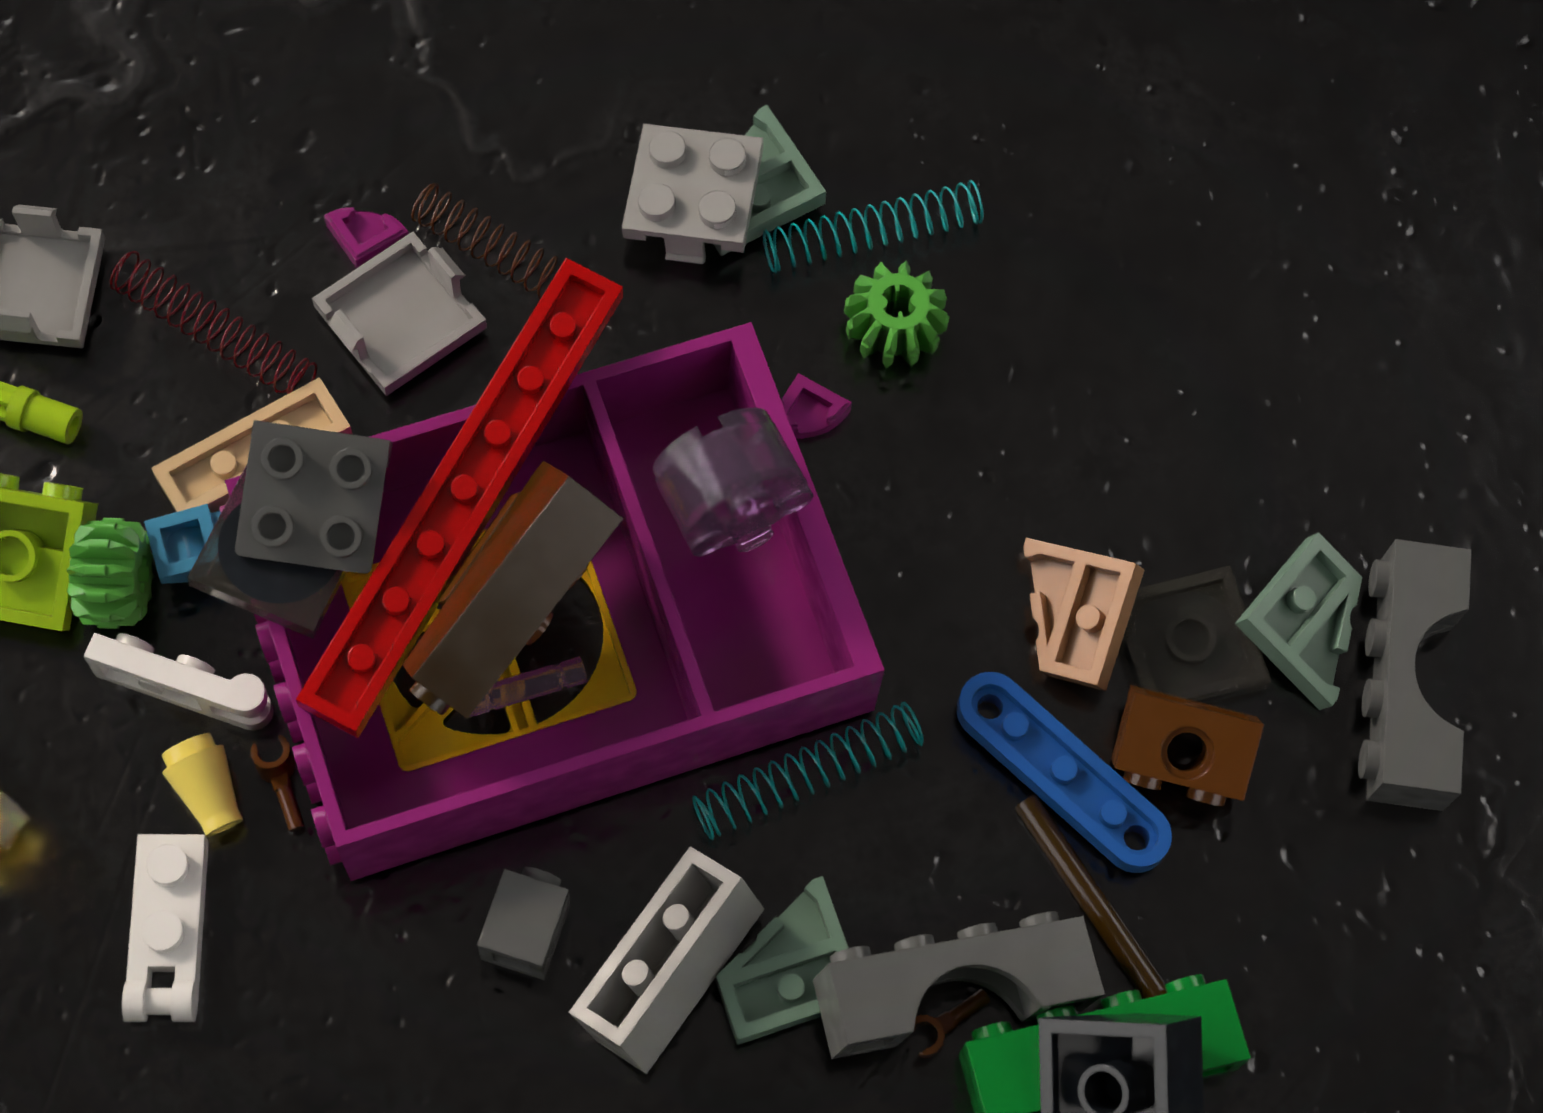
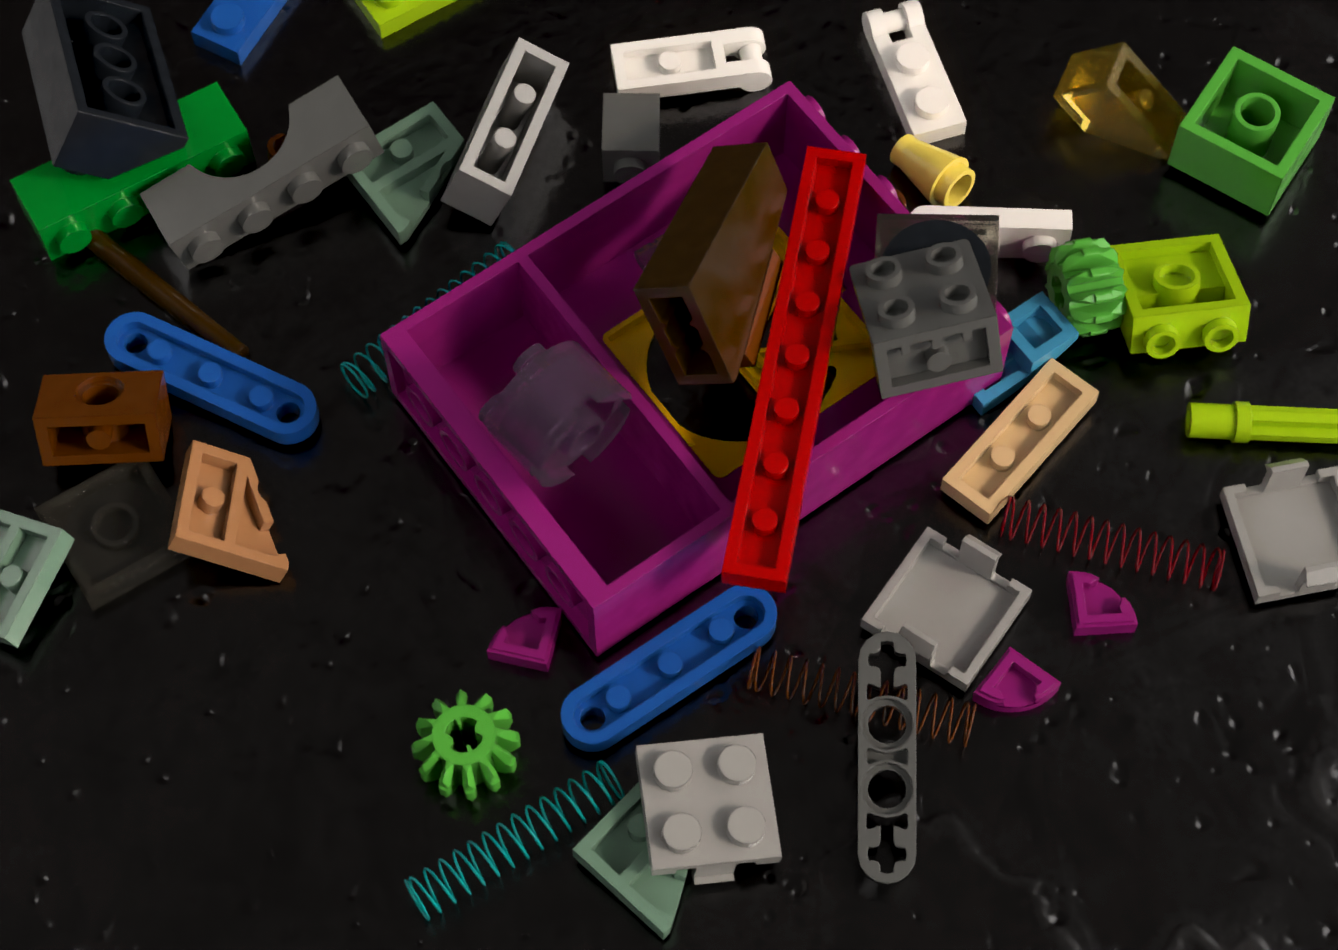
camera: 170 degrees right, 5 degrees down
(255, 280) = (1097, 607): none -> magenta tile
(423, 1010) = (692, 63): none -> white plate
(511, 178) = (891, 757): none -> dark grey beam
(702, 316) = (668, 668): none -> blue plate

